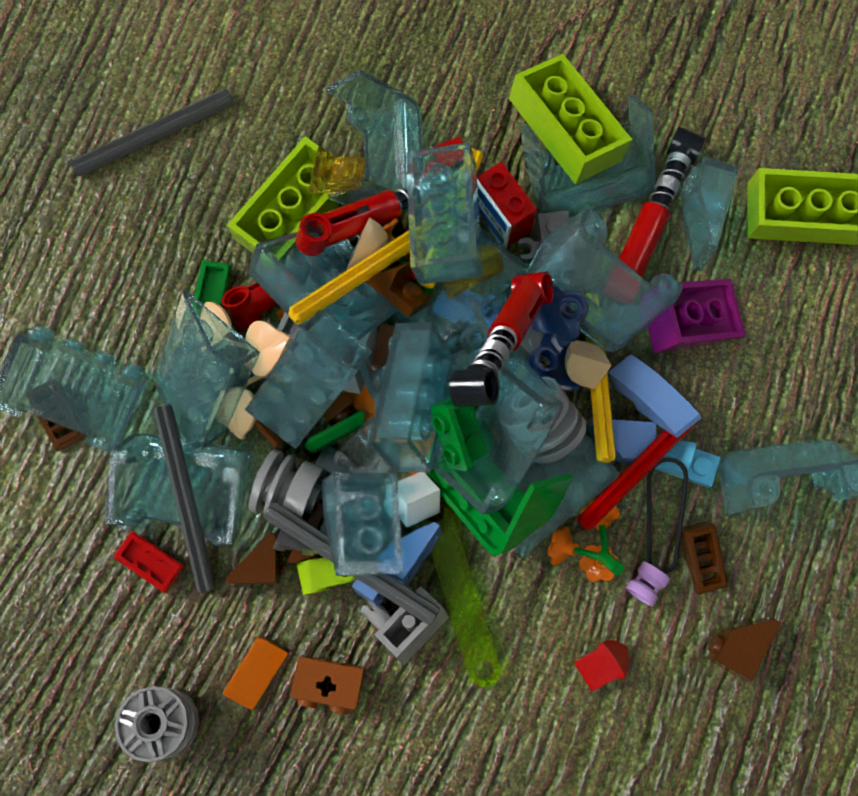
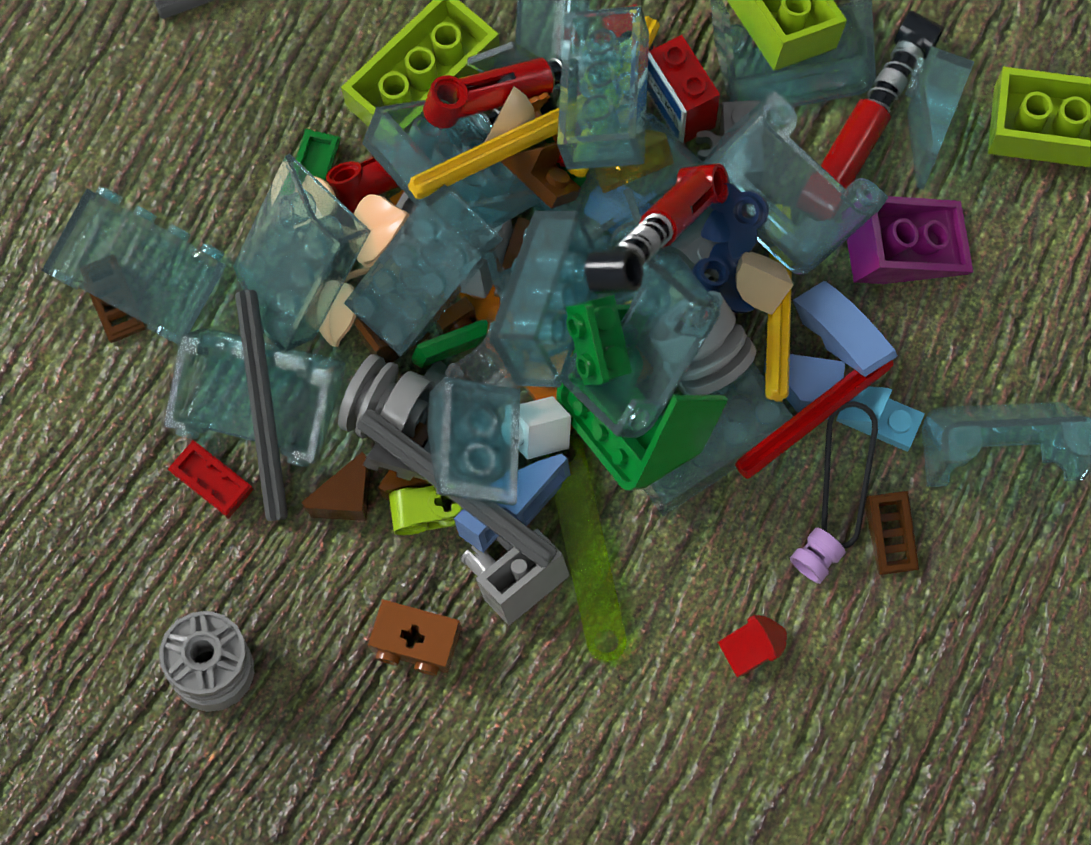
camera: 10 degrees right, 5 degrees down
(255, 673) = (327, 619): orange slope -> none
(336, 173) = (479, 34): clear yellow slope -> none
(596, 561) = (761, 523): orange plant -> none
(743, 647) = (927, 639): reddish brown slope -> none

